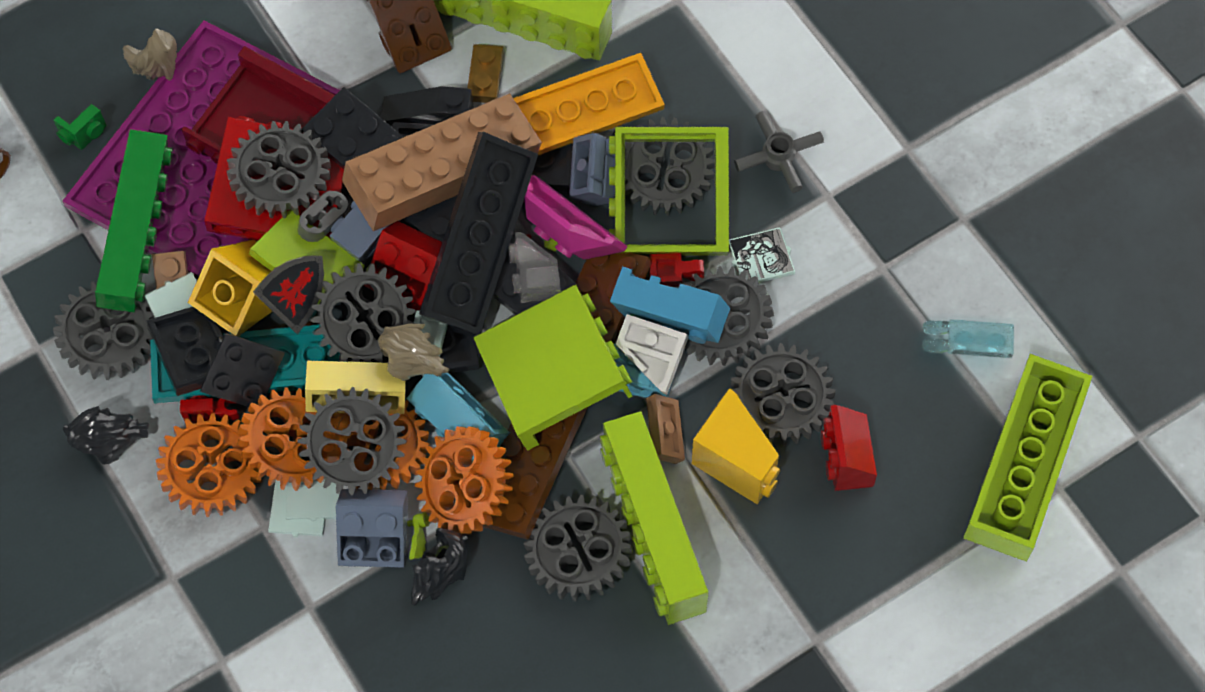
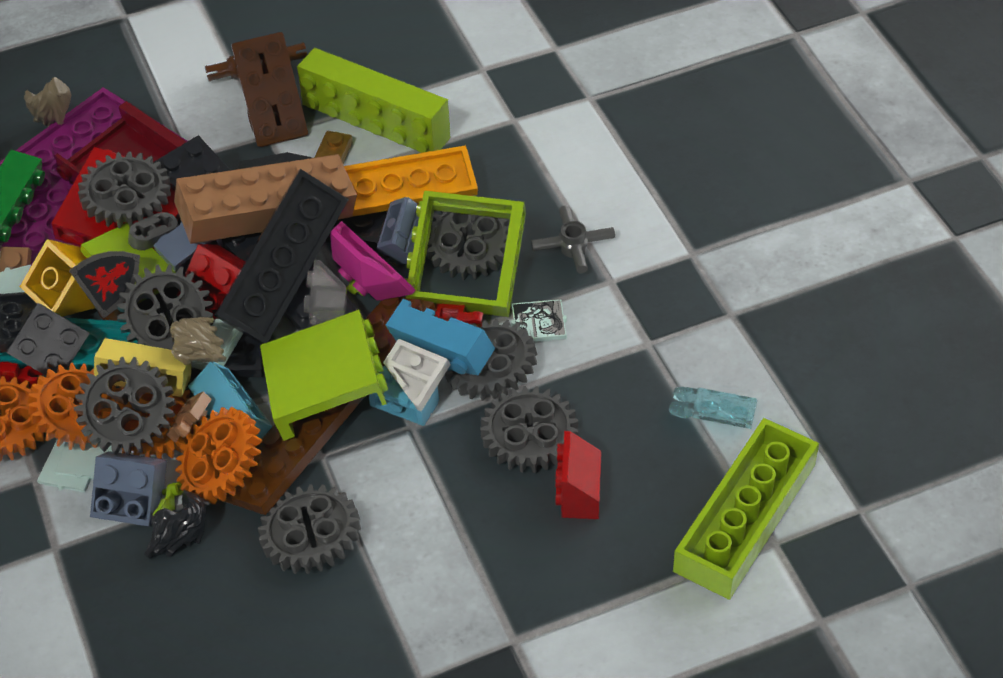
camera: 10 degrees right, 15 degrees down
(419, 433) = (190, 413): none -> medium nougat plate
(654, 519) = (381, 512): lime brick -> none
(665, 428) = (415, 443): medium nougat plate -> none
(736, 450) = (471, 464): yellow slope -> none

